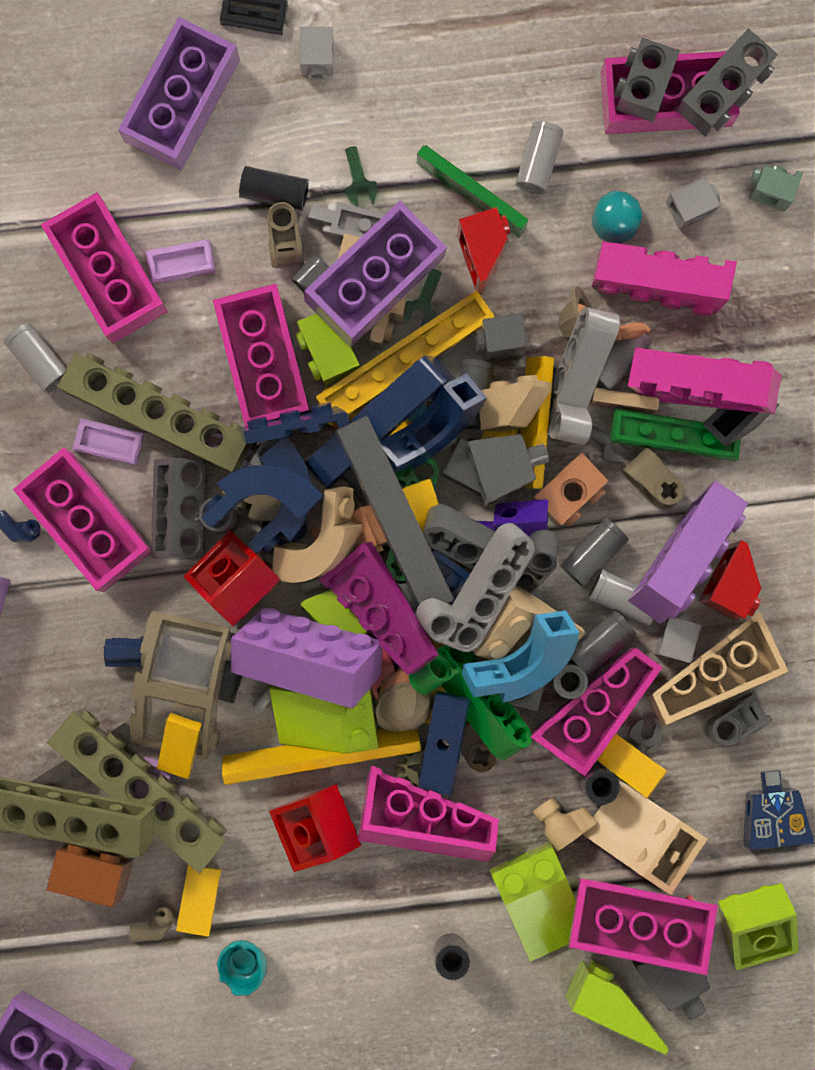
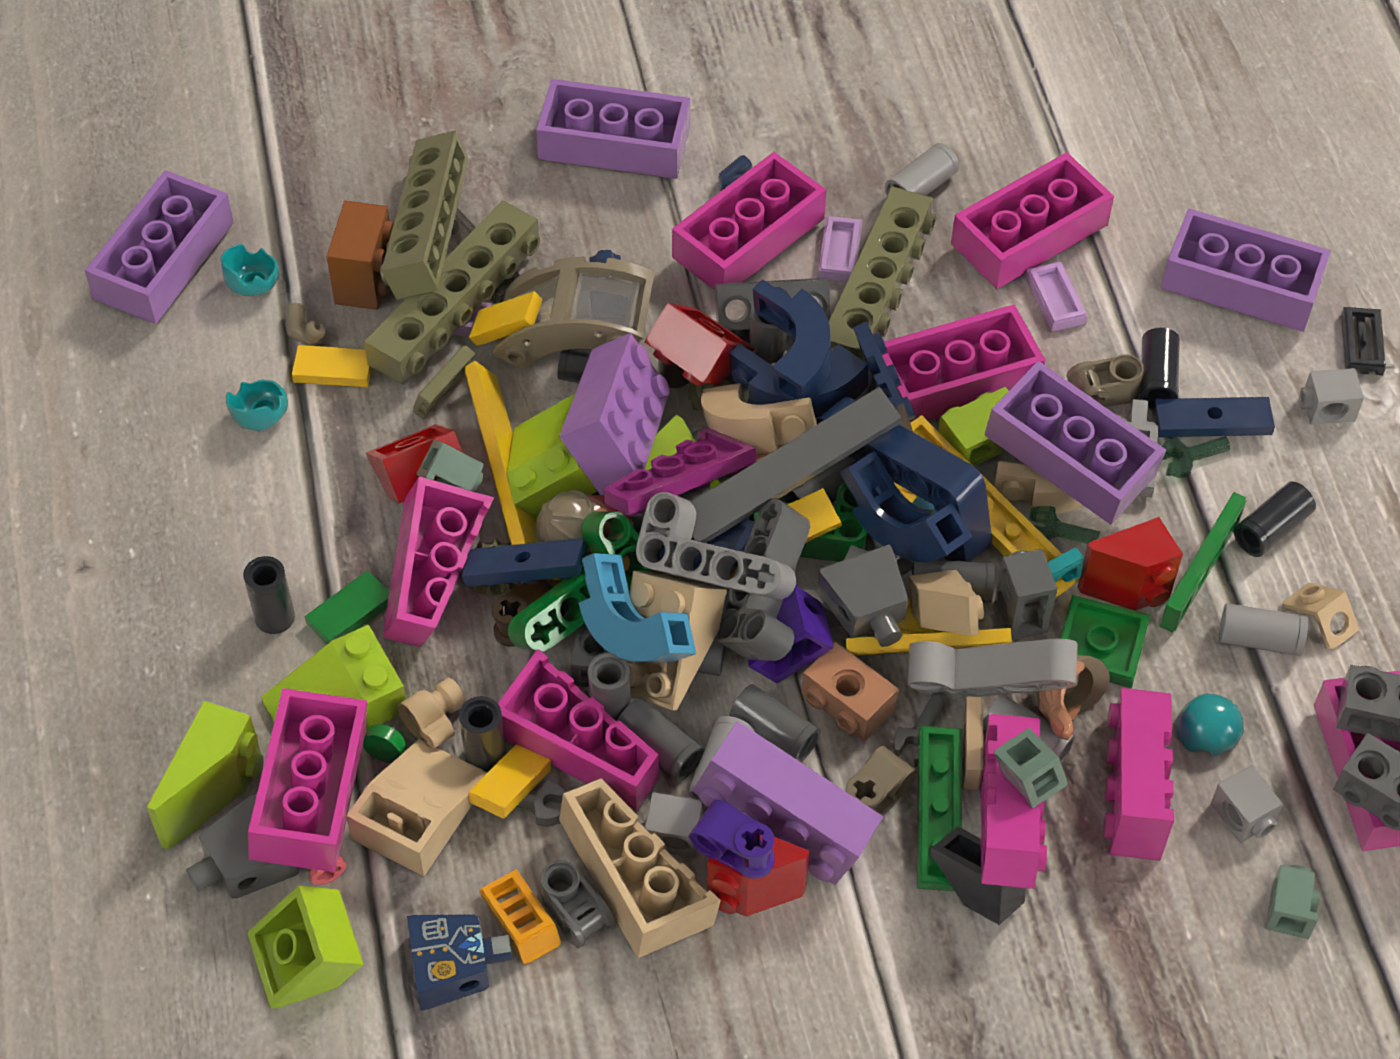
camera: 85 degrees right, 30 degrees down
(89, 975) = (249, 272): none -> teal hair
(232, 802) = (442, 382): none -> olive tile
(327, 136) = (1214, 417): none -> dark blue tile
(343, 801) = (451, 467): none -> sand green brick
(435, 125) = (1274, 519): none -> black pin
(453, 888) = (348, 608): none -> green tile
(483, 303) = (1067, 566): none -> teal tile
(521, 108) = (1324, 604): none -> tan bracket
(532, 285) = (1108, 635): none -> green tile
(586, 862) = (384, 743): none -> green tile
(715, 363) = (1031, 767): none -> sand green brick
(735, 602) = (734, 838): none -> dark purple piece
(744, 746) = (533, 938): none -> light orange slope

